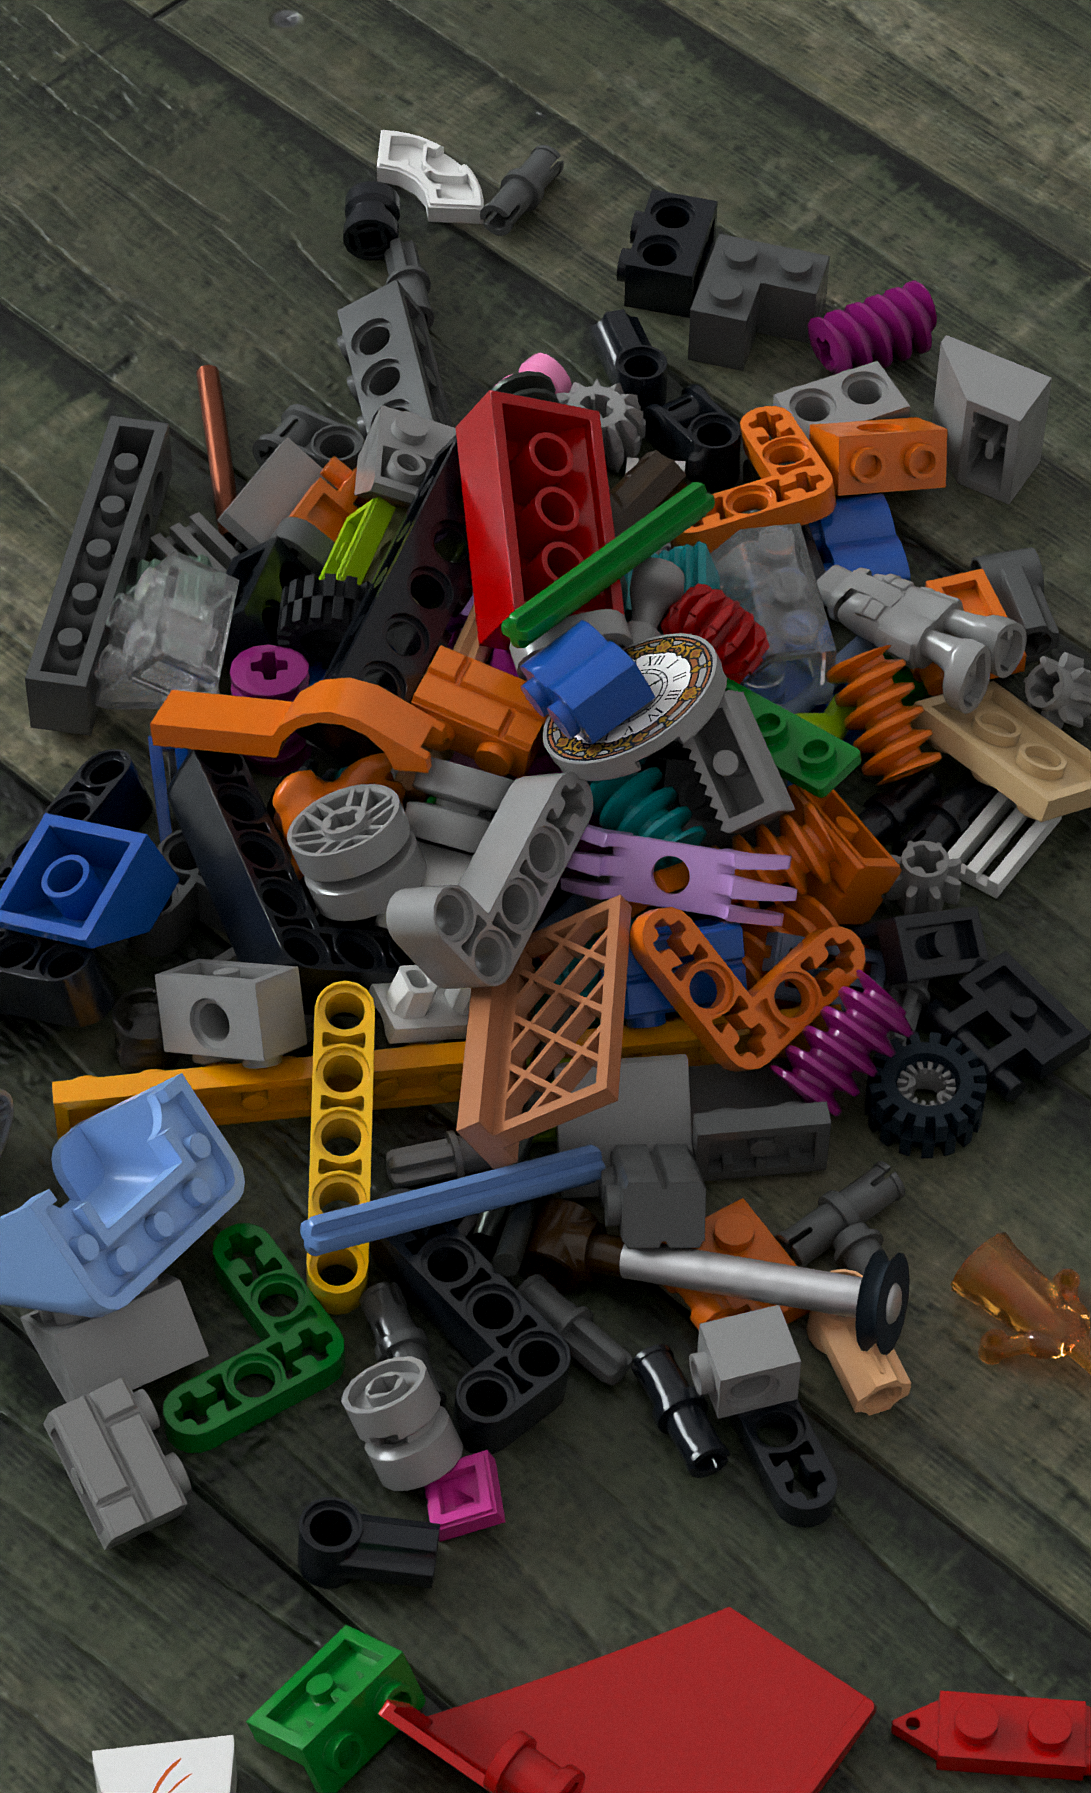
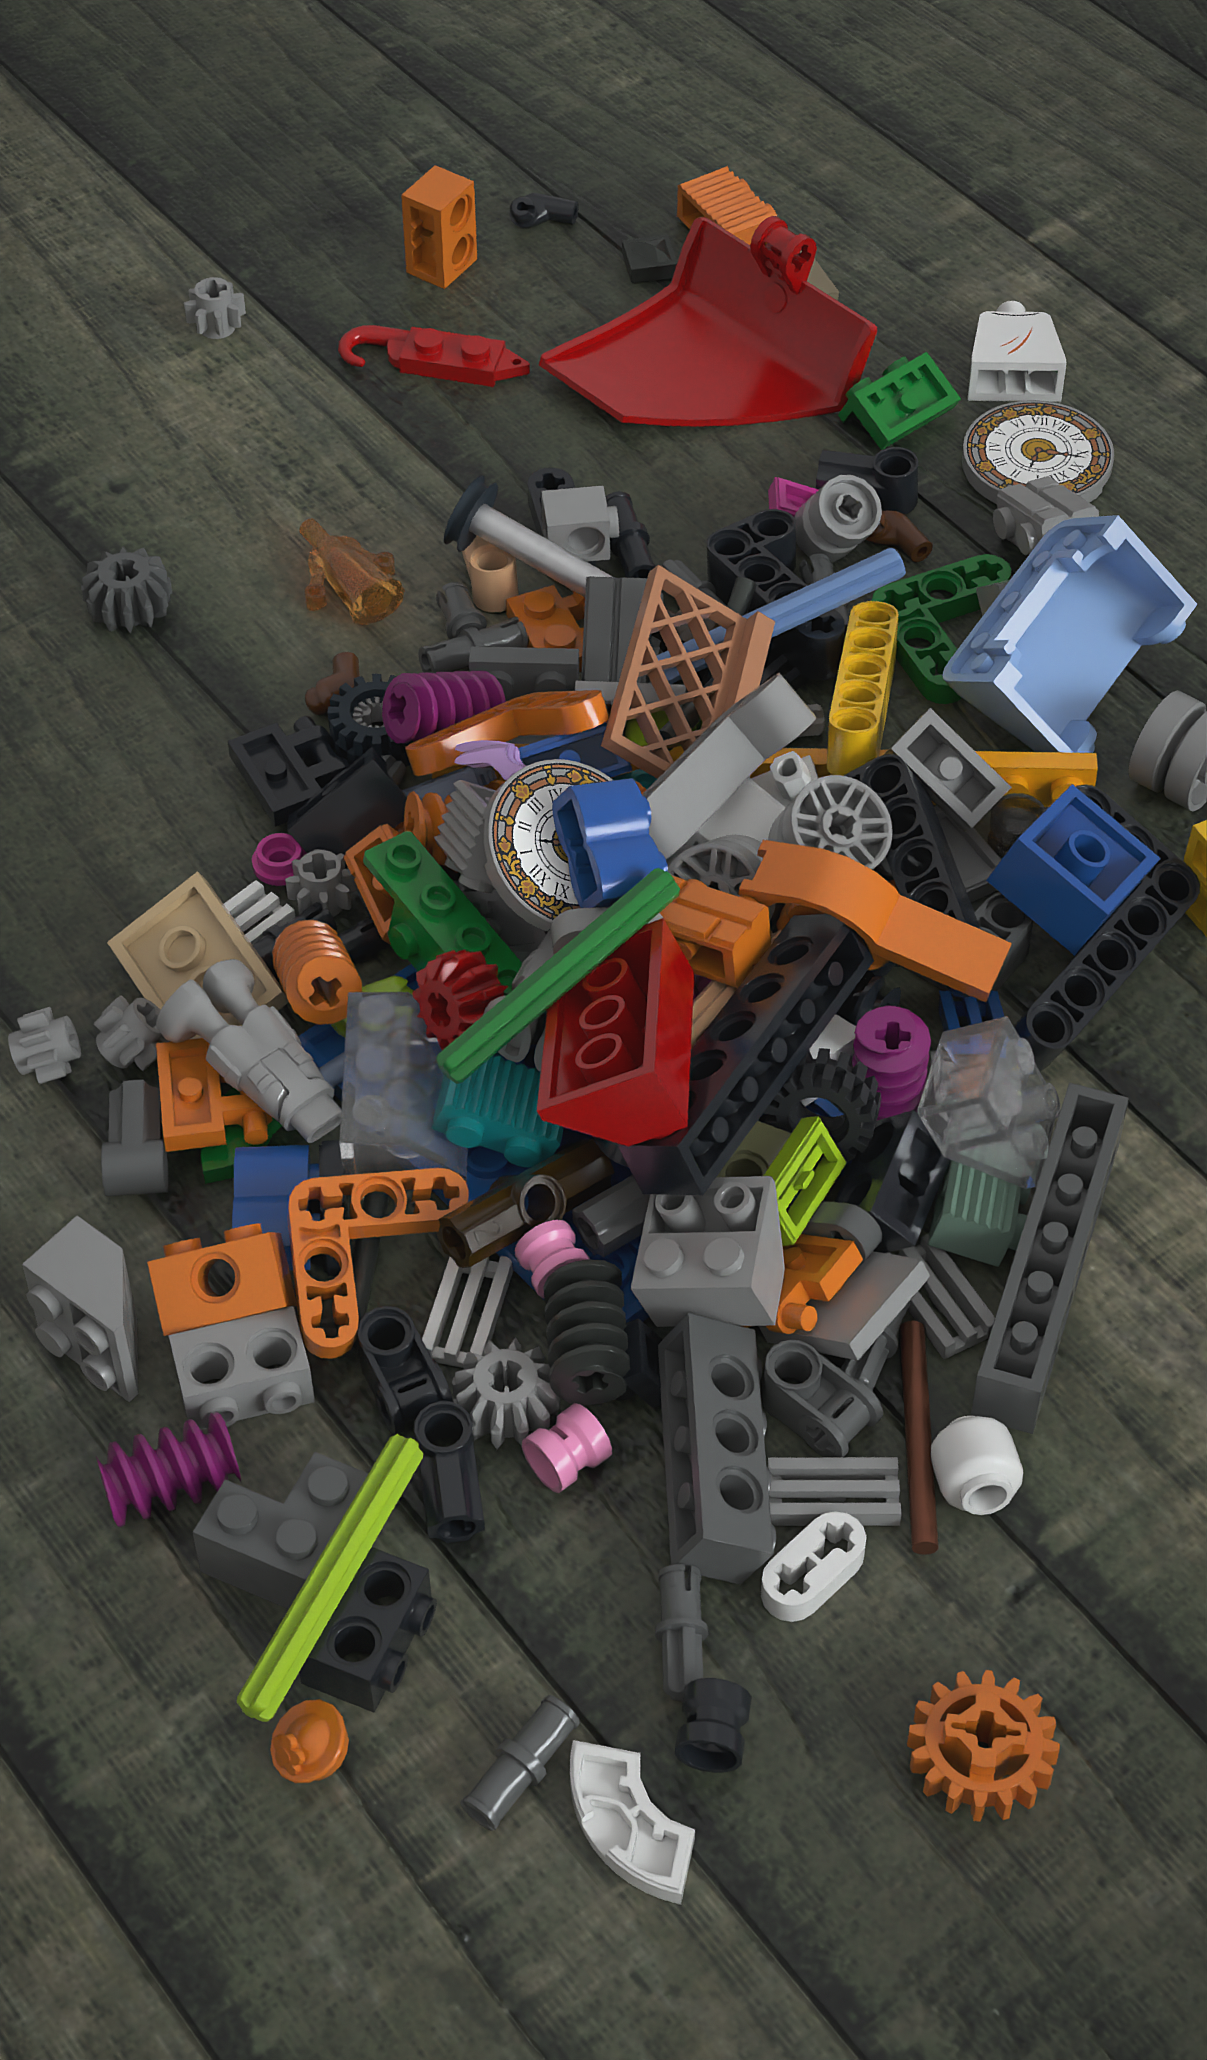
camera: 170 degrees left, 0 degrees up
(130, 1647) = (1033, 442): none -> tile
(152, 230) = (971, 1774): none -> orange gear
(172, 399) = (976, 1464): none -> white head
(262, 401) = (834, 1481): none -> light grey tile
(295, 342) = (804, 1556): none -> white beam
(311, 1481) = (899, 531): none -> reddish brown arm
(692, 177) = (309, 1742): none -> orange hat
(701, 240) = (329, 1579): none -> lime axle
(983, 1149) = (344, 671): none -> reddish brown arm
(993, 911) = (274, 858): none -> dark pink plate

